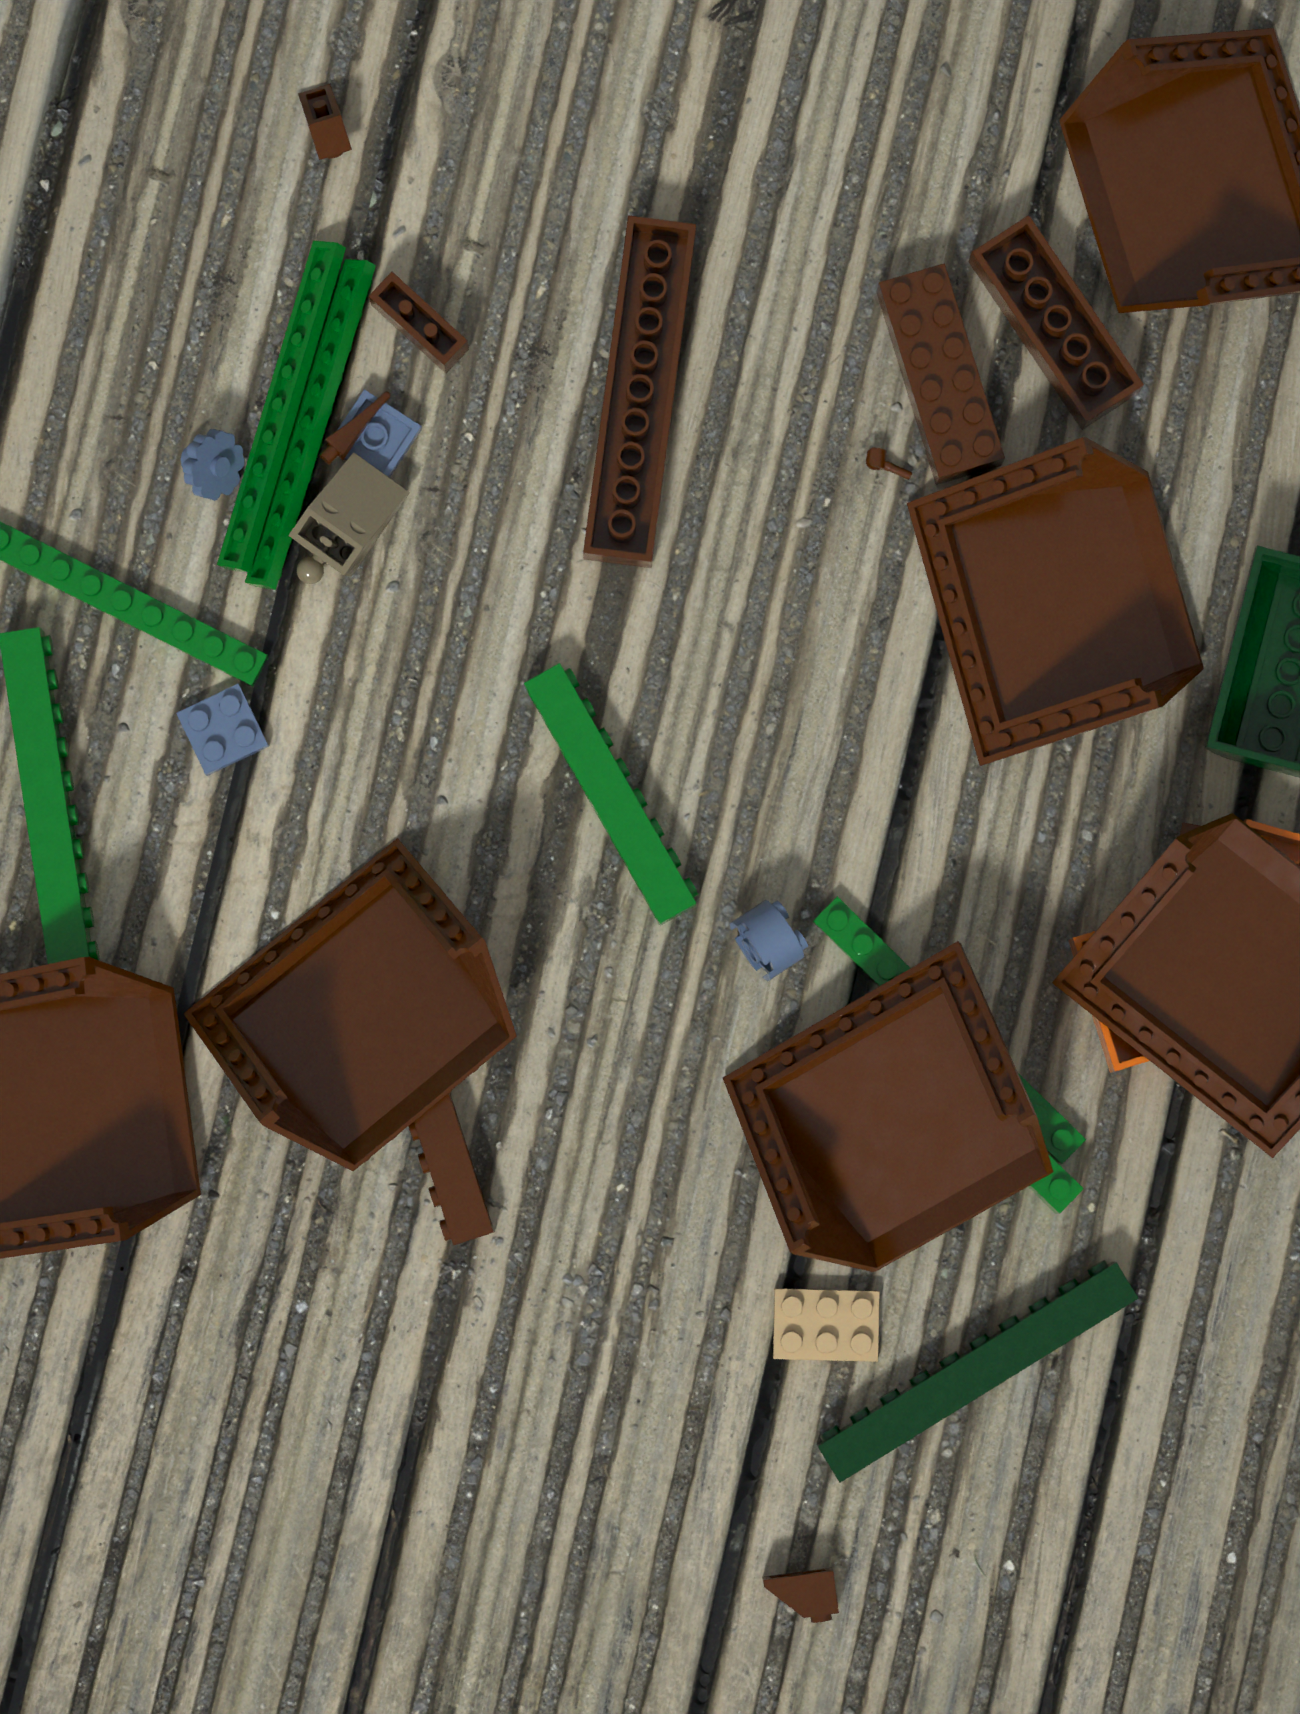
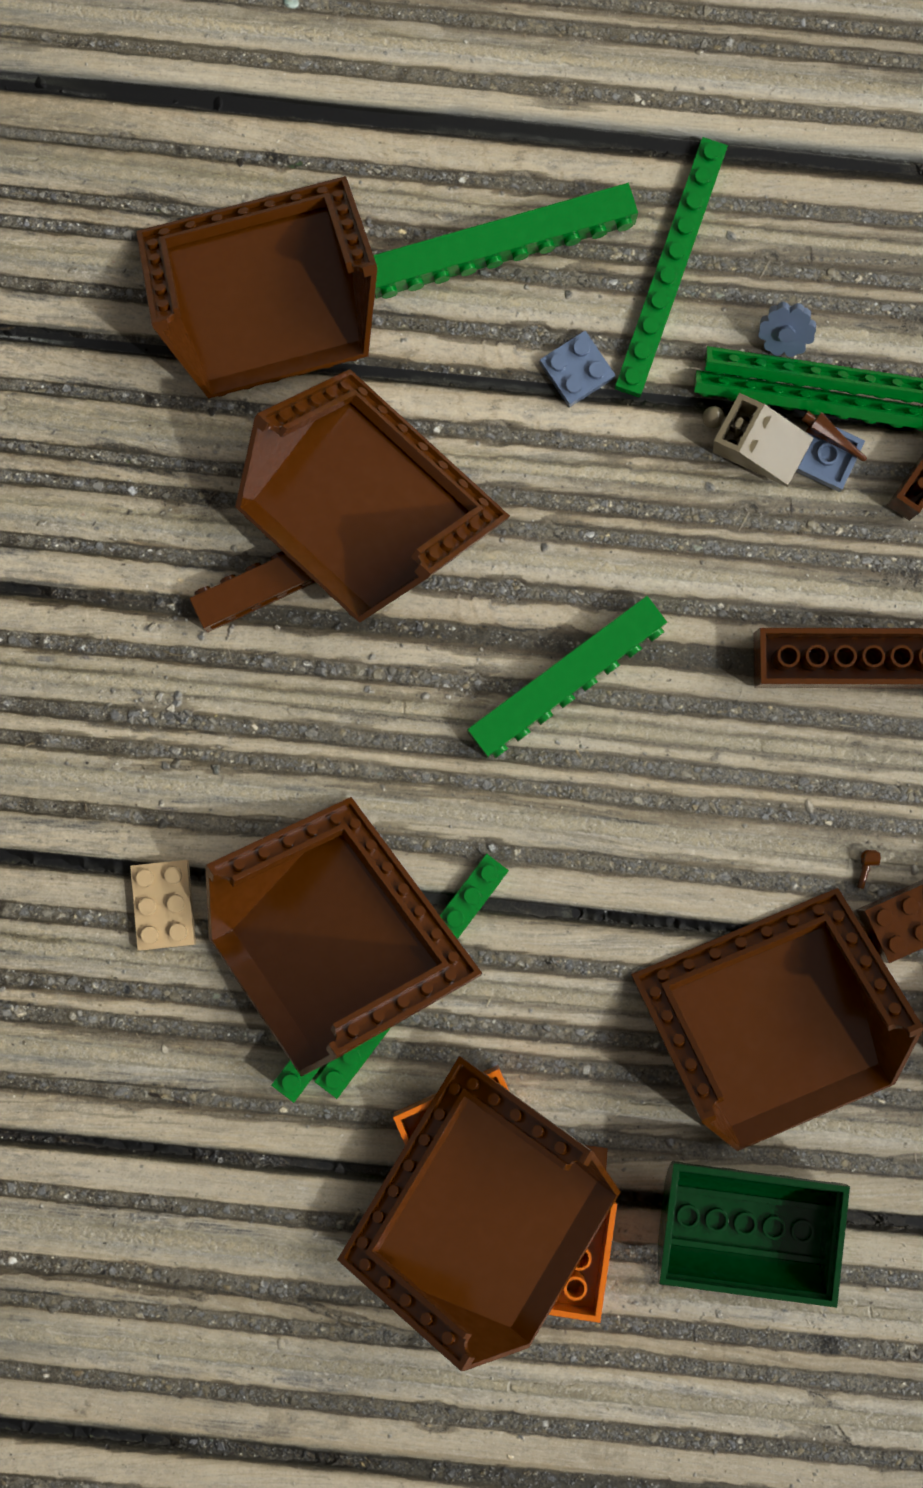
camera: 80 degrees right, 0 degrees up
(769, 939) = (466, 818): sand blue brick -> none
(976, 1370) = (138, 1032): dark green brick -> none

